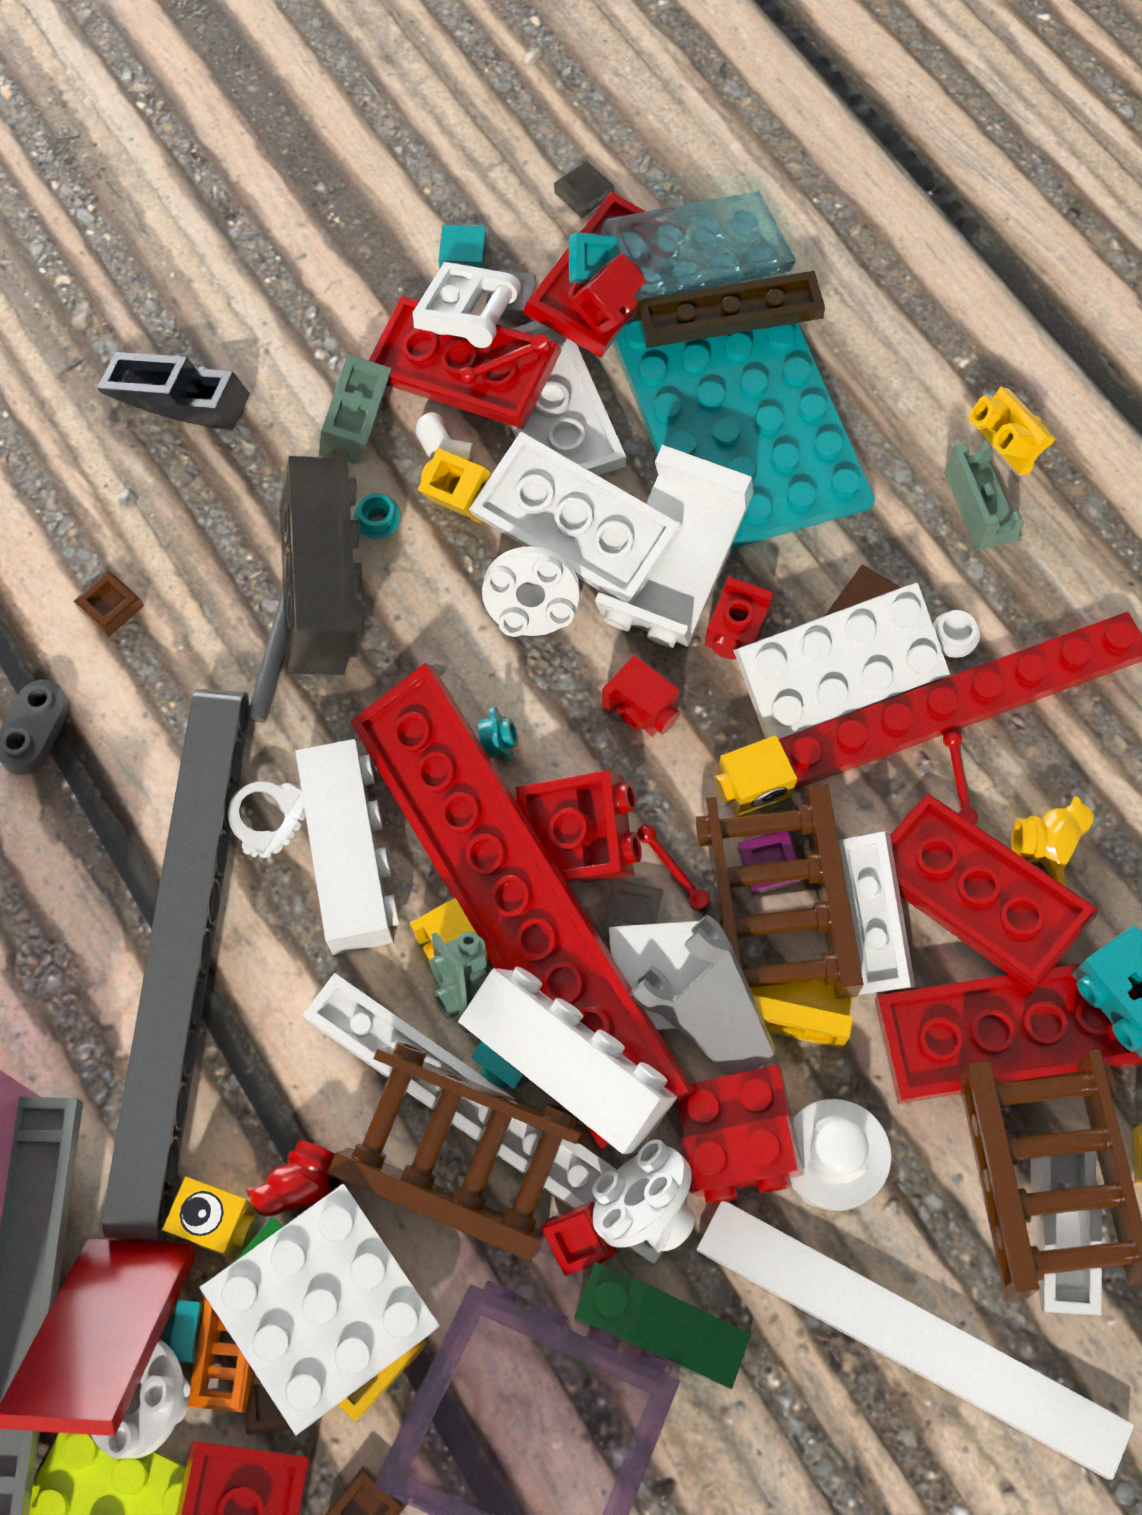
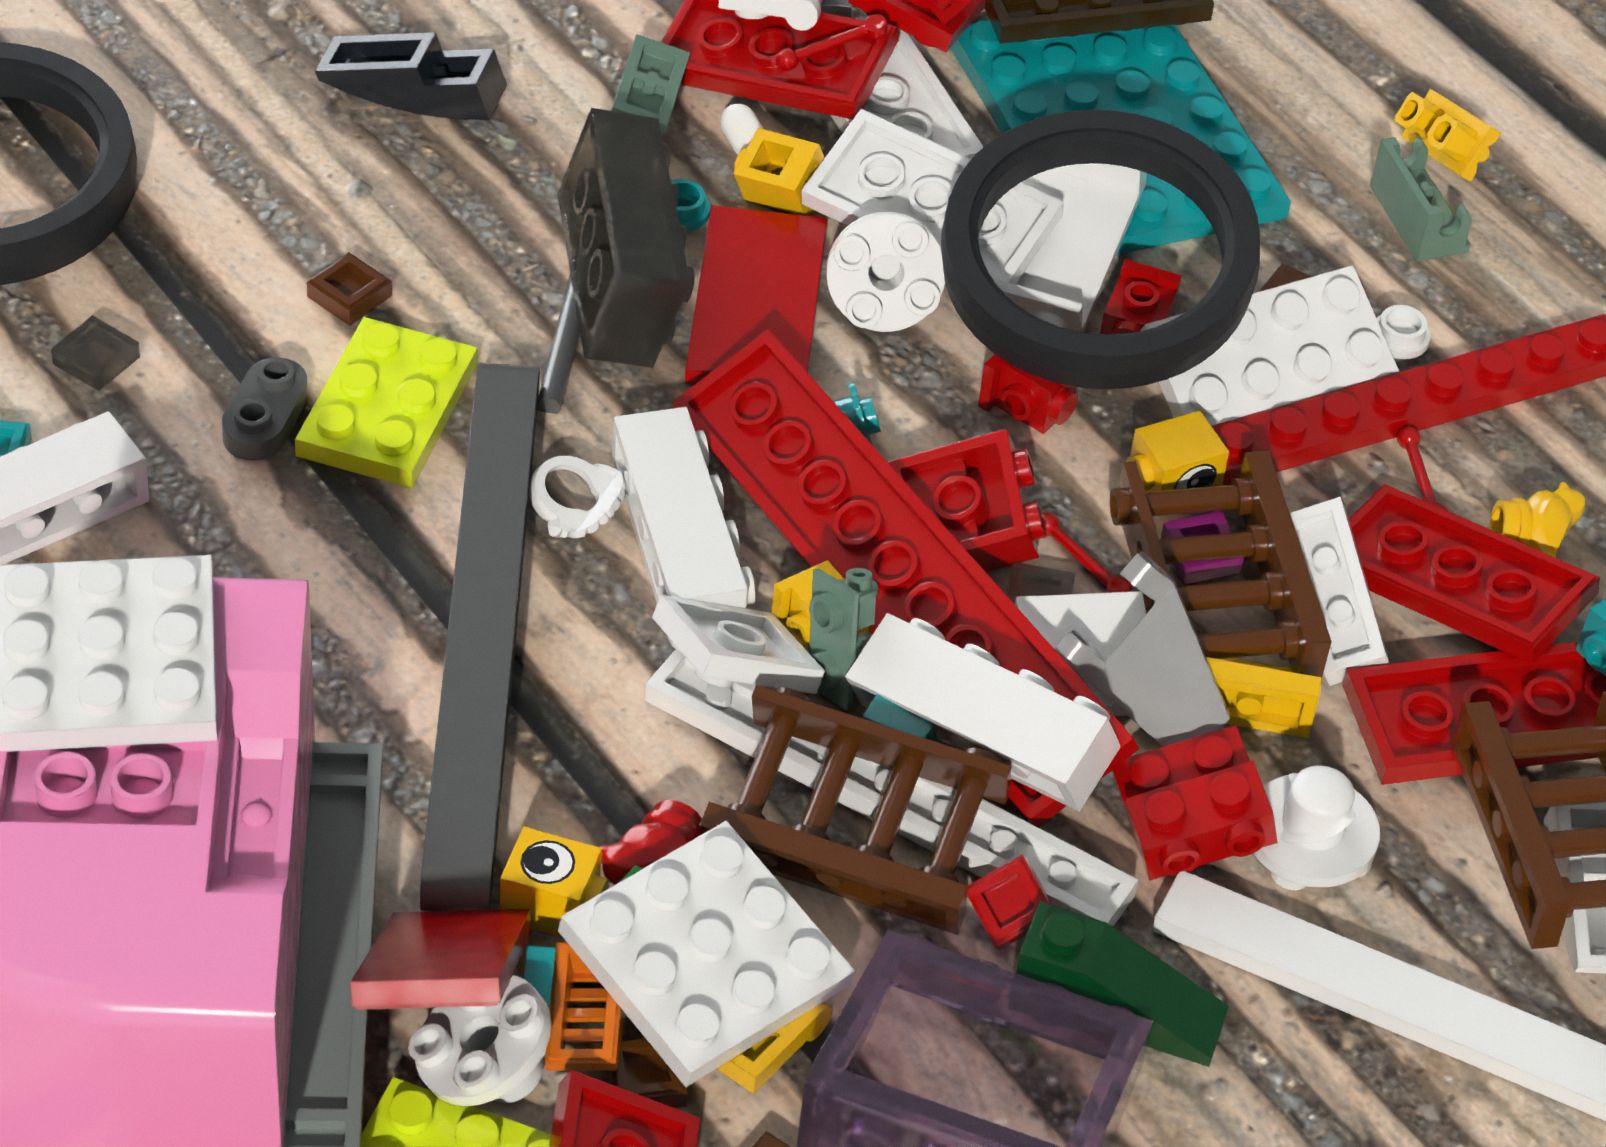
camera: 10 degrees left, 20 degrees down
(127, 718) = (386, 402): none -> neon yellow plate
(375, 985) = (737, 645): none -> white plate
(430, 603) = (755, 277): none -> red tile
(645, 1200) = (1098, 840): white plate -> none
(692, 476) = (1082, 357): none -> black tyre

